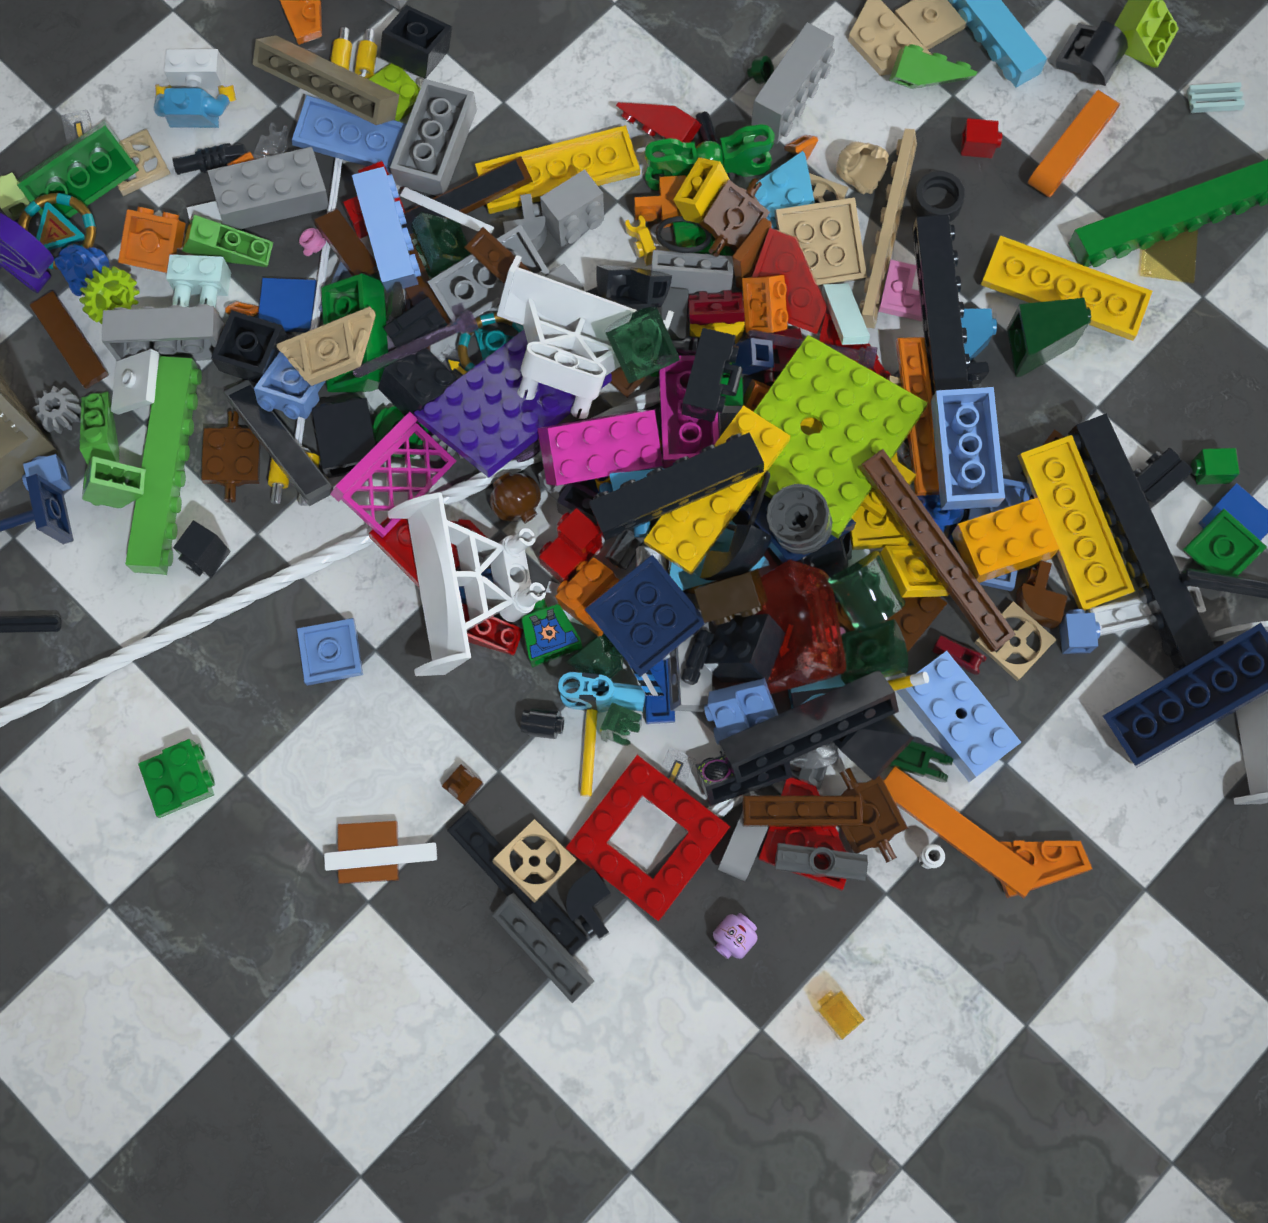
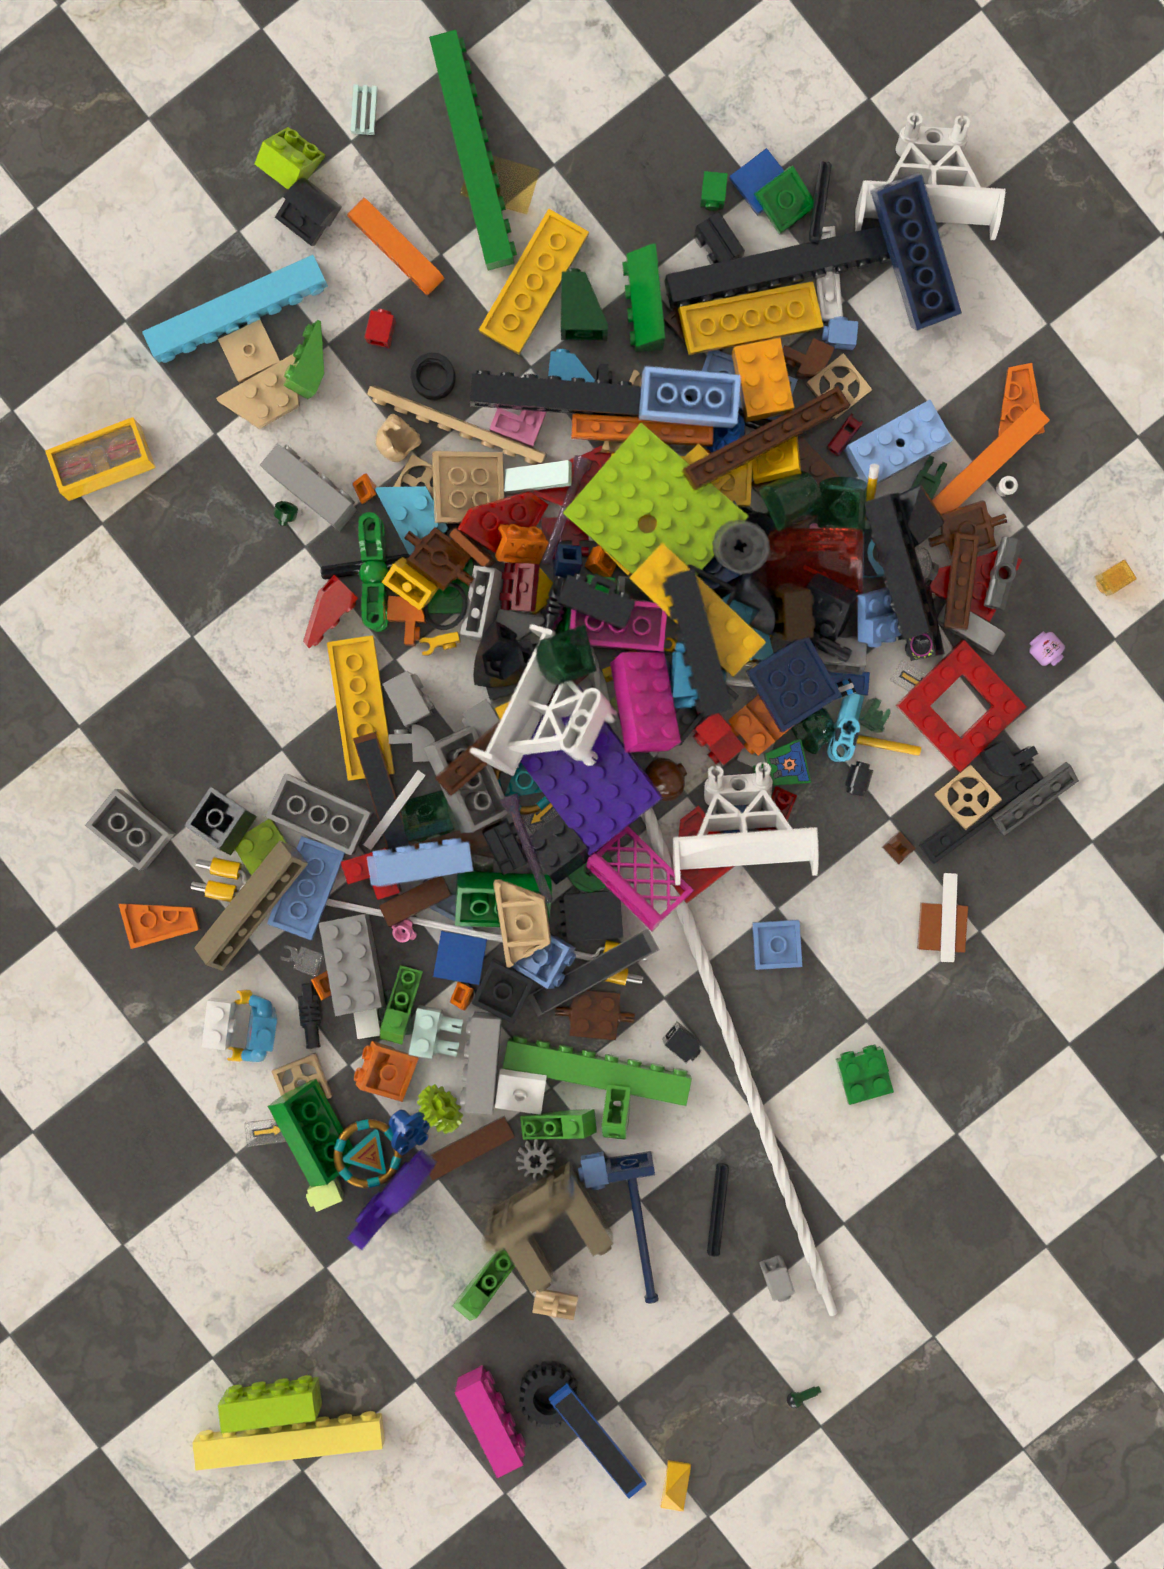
camera: 85 degrees left, 15 degrees up
(1071, 405) = (645, 299): none -> green slope

